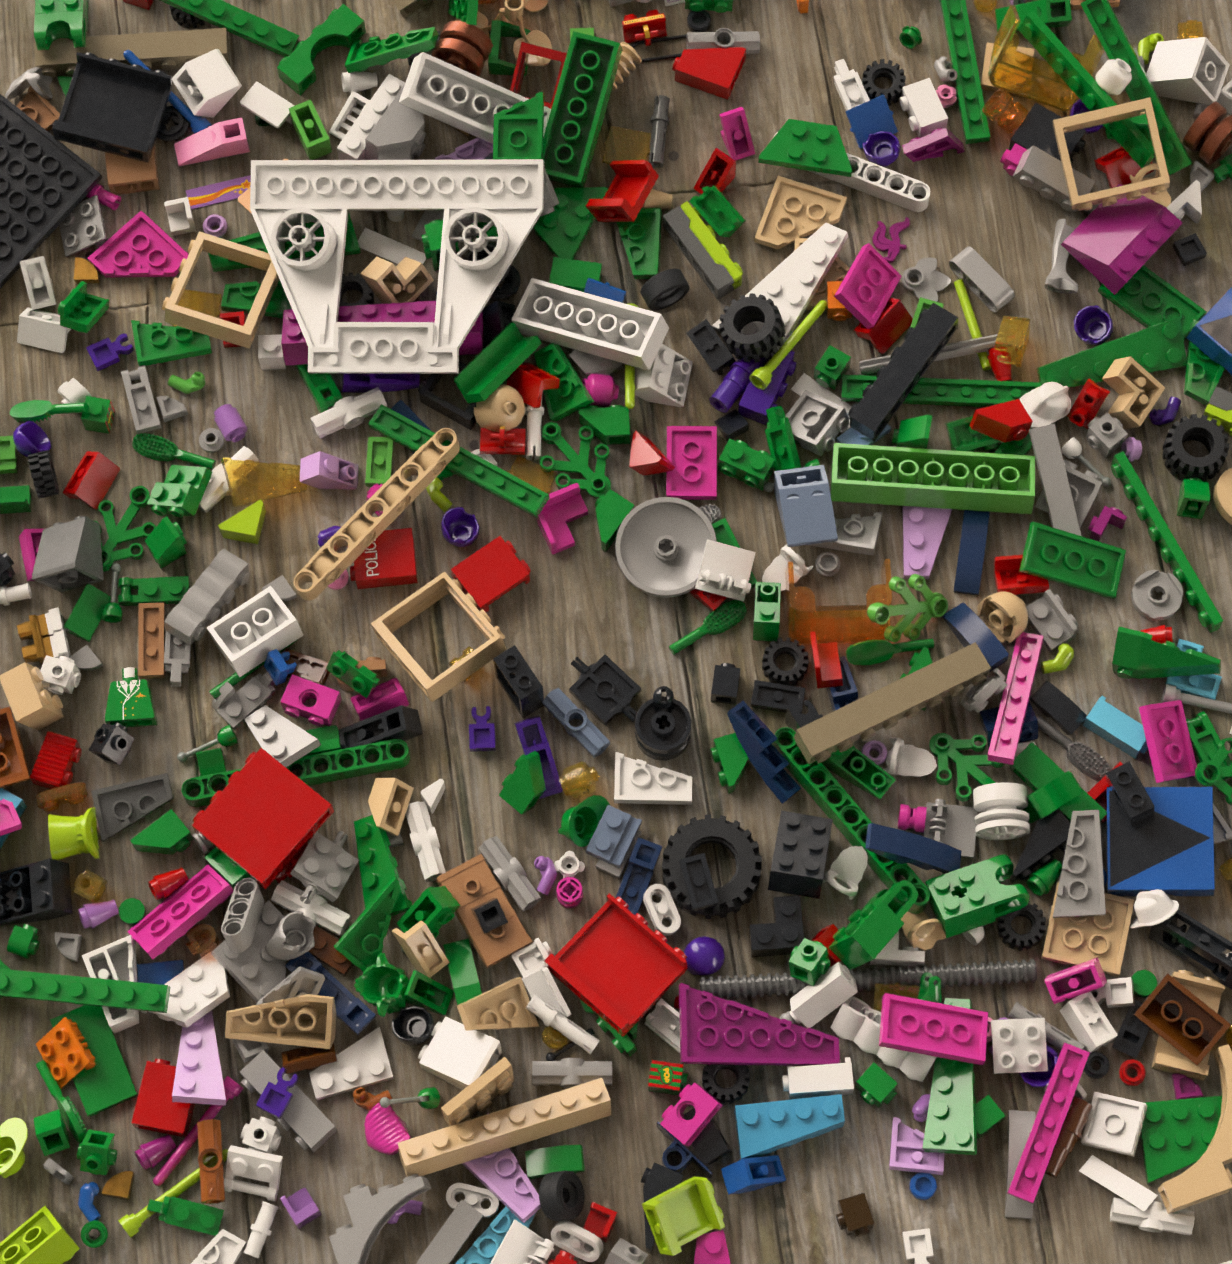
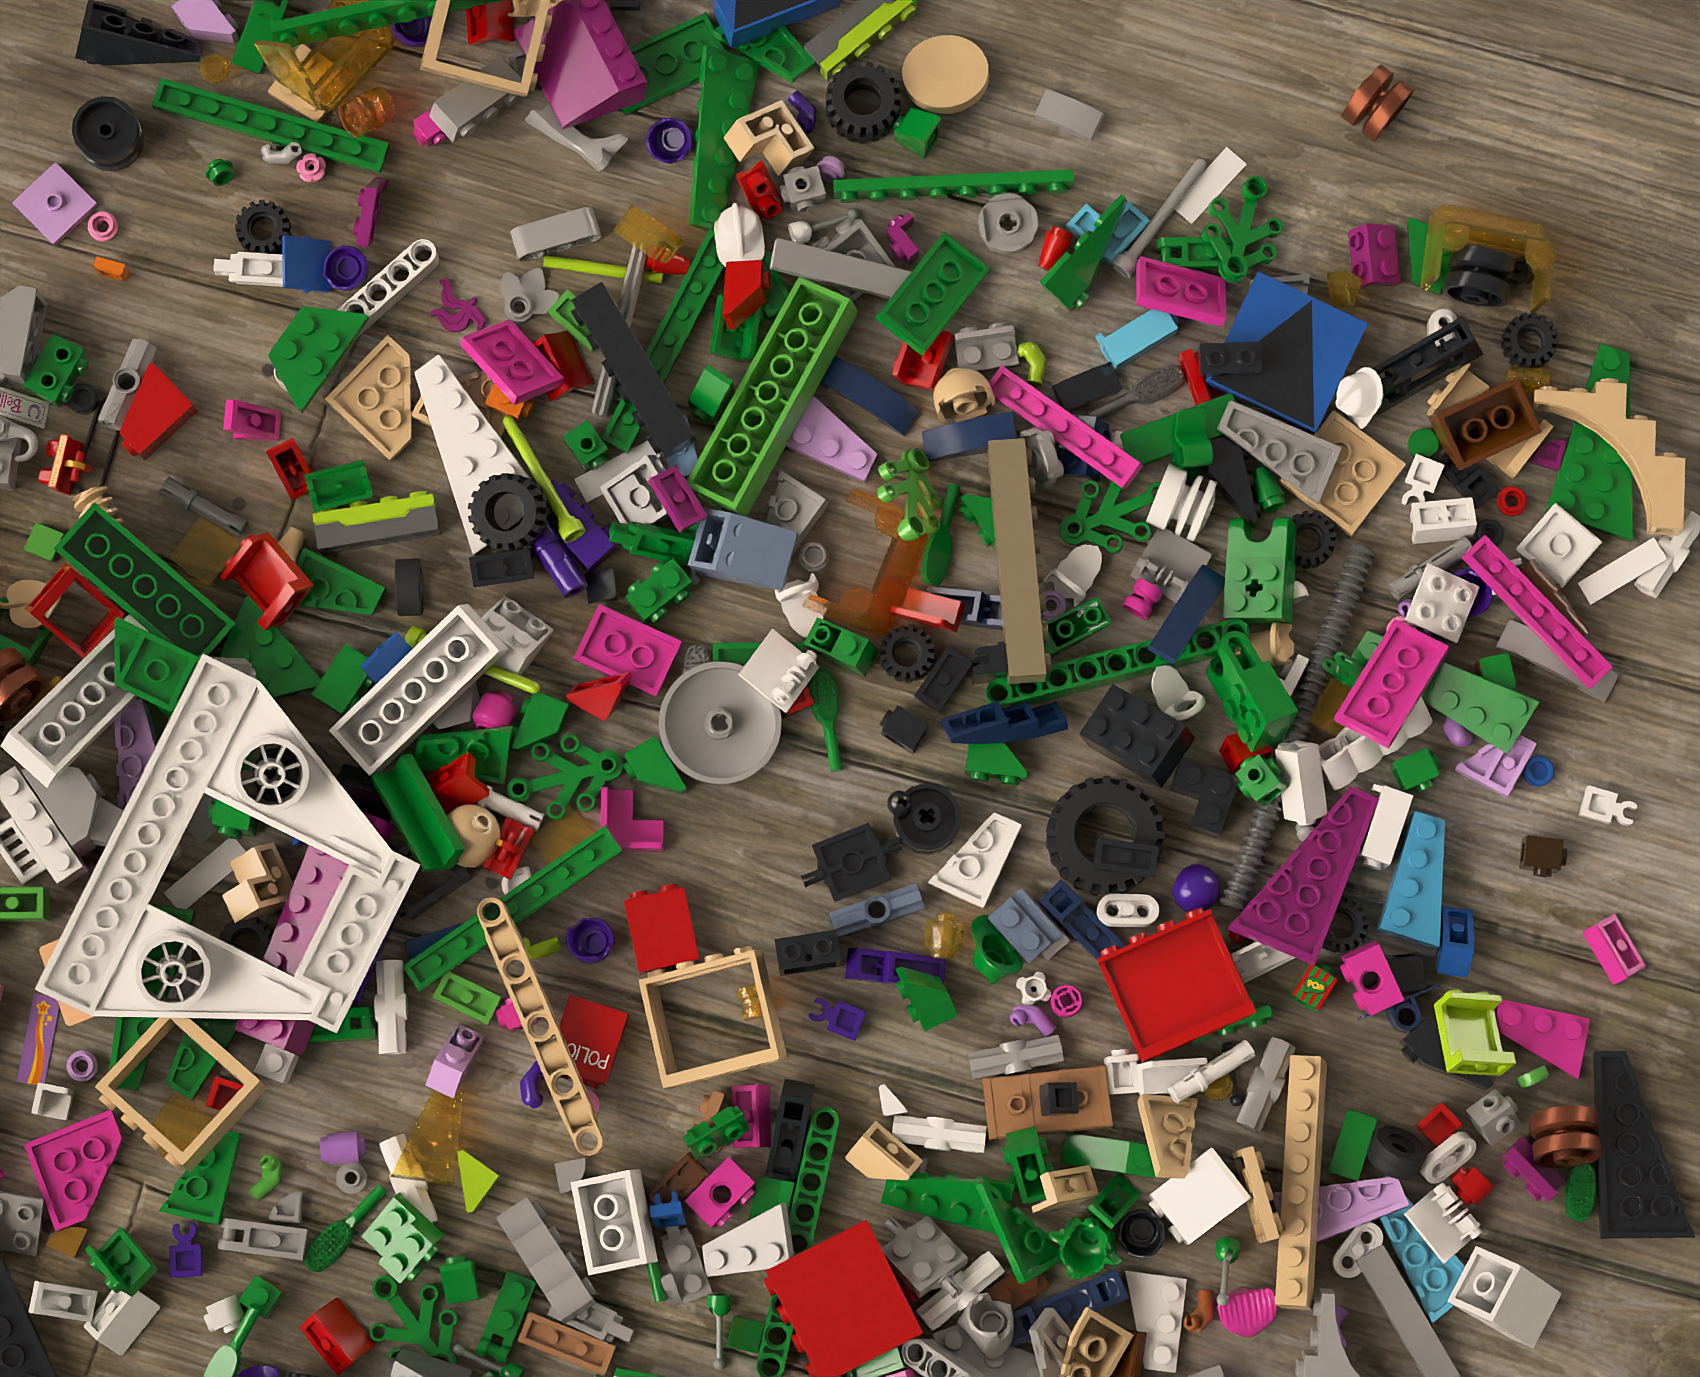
camera: 70 degrees left, 10 degrees up
(820, 440) = (677, 498): none -> magenta plate
(923, 107) = (317, 199): white brick -> none
(1039, 131) = (413, 88): black panel -> none
(1075, 980) = (1397, 512): dark pink brick -> none

